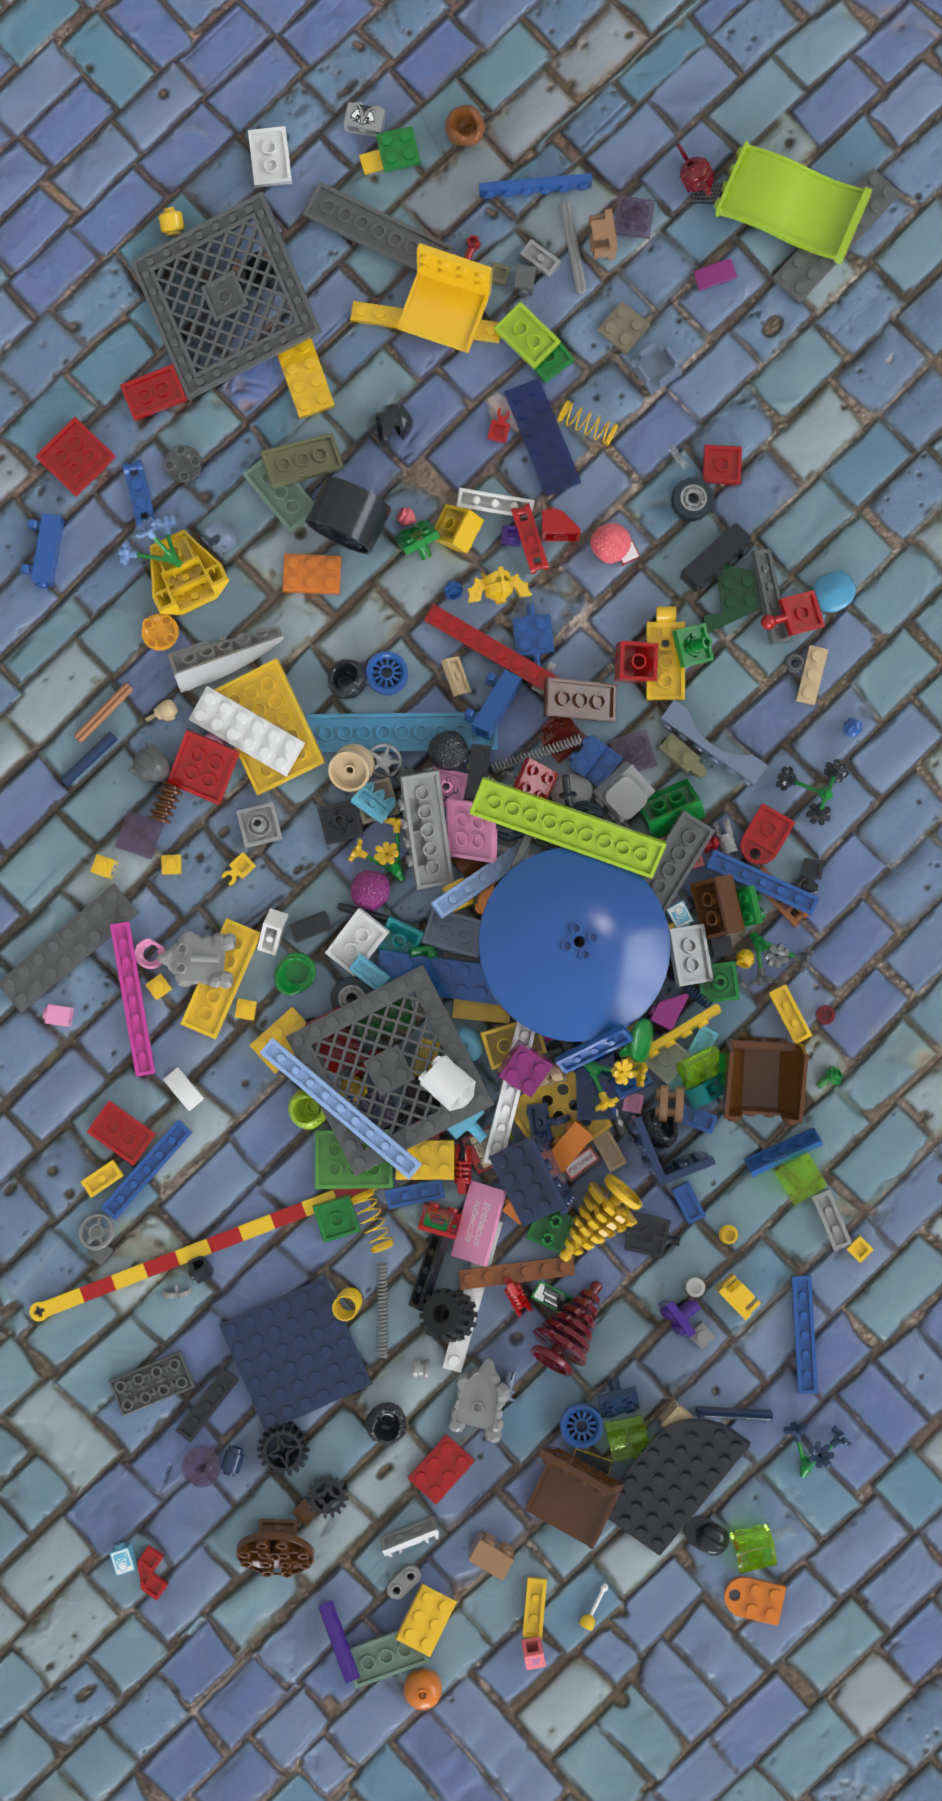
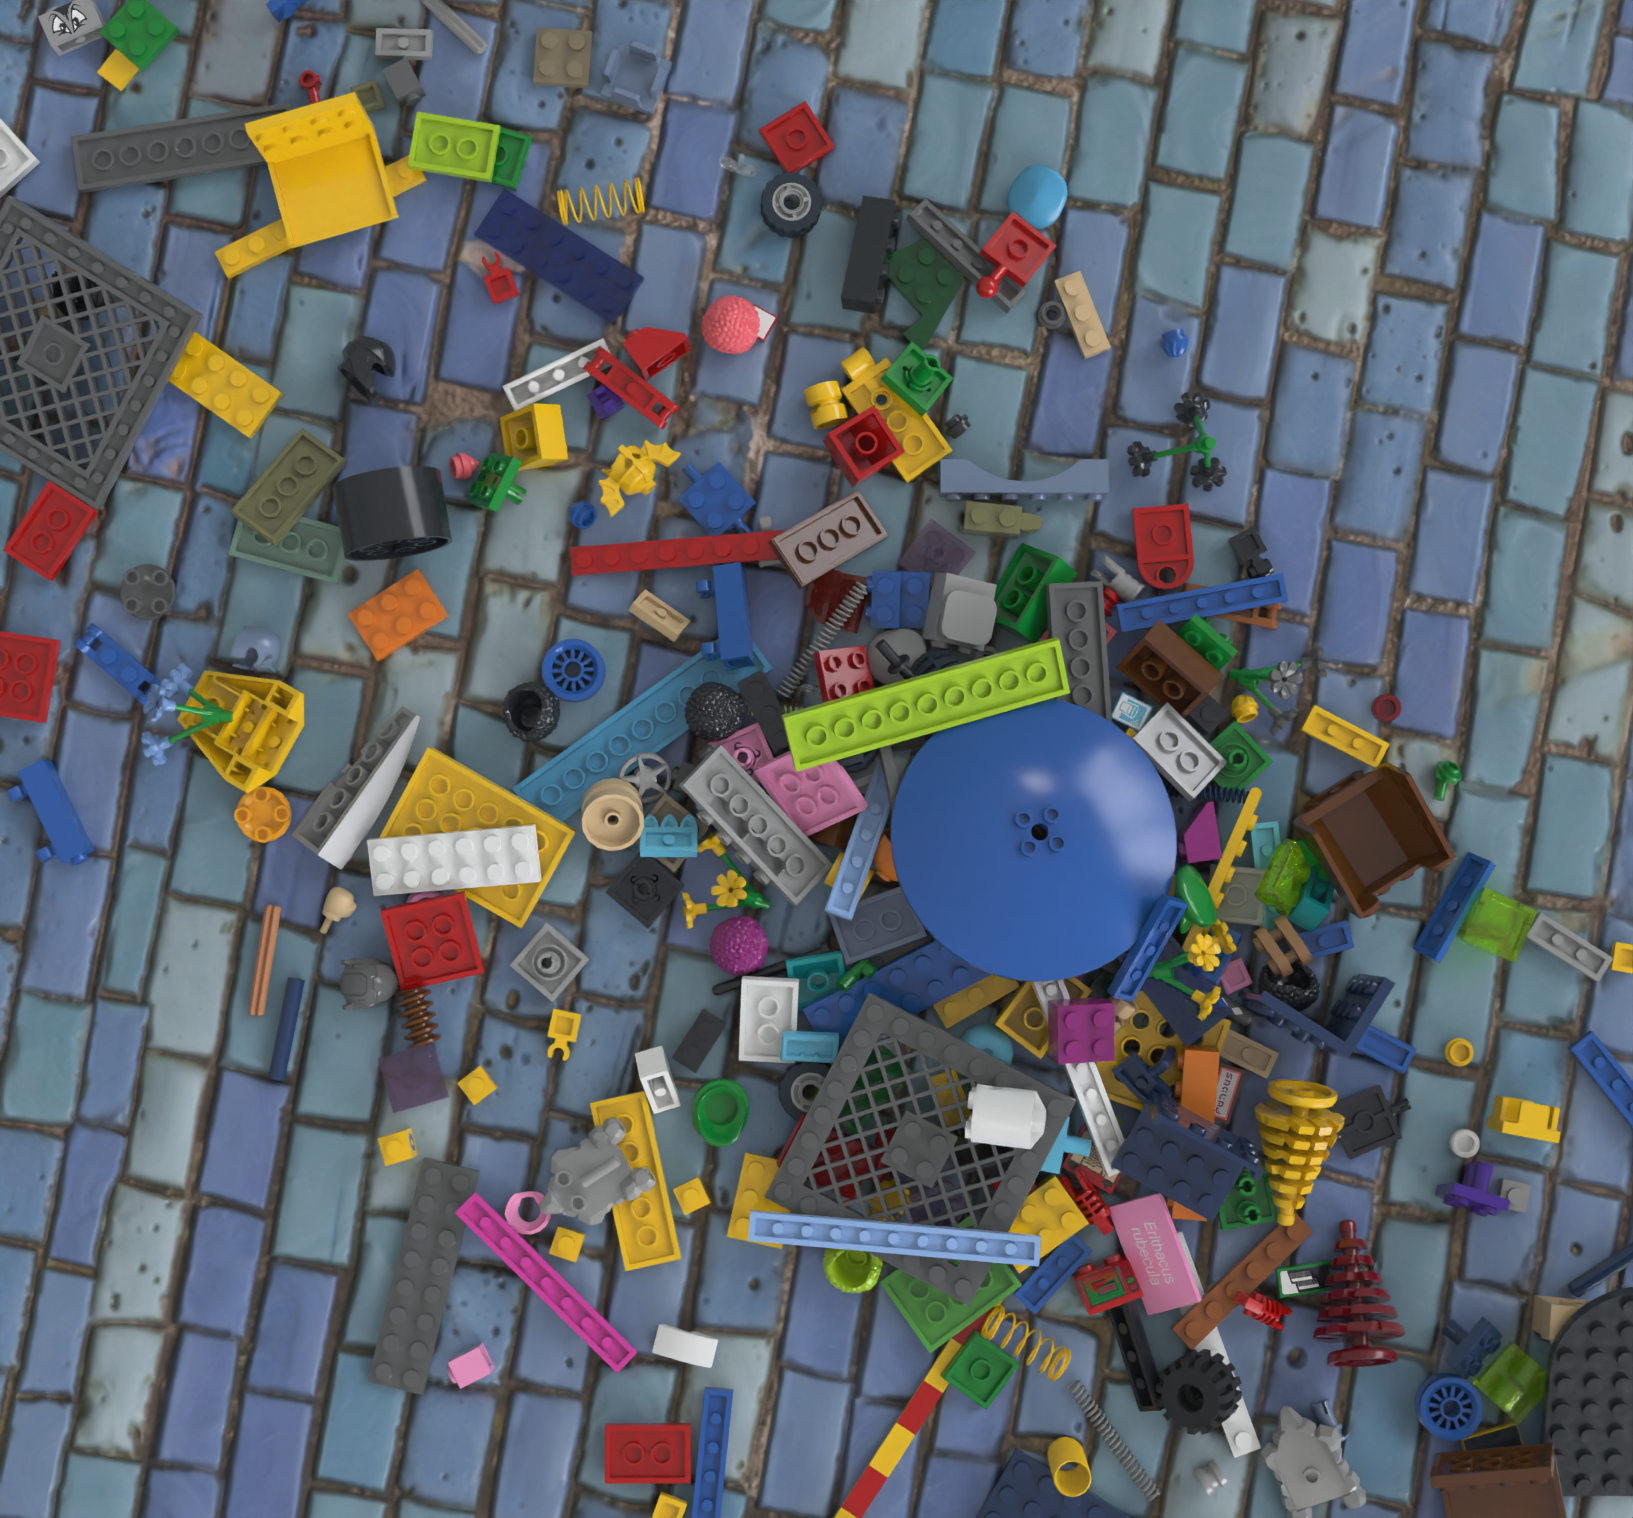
camera: 35 degrees left, 0 degrees up
(631, 625) = (826, 406): none -> yellow wheel
(697, 687) = (957, 425): none -> black plate

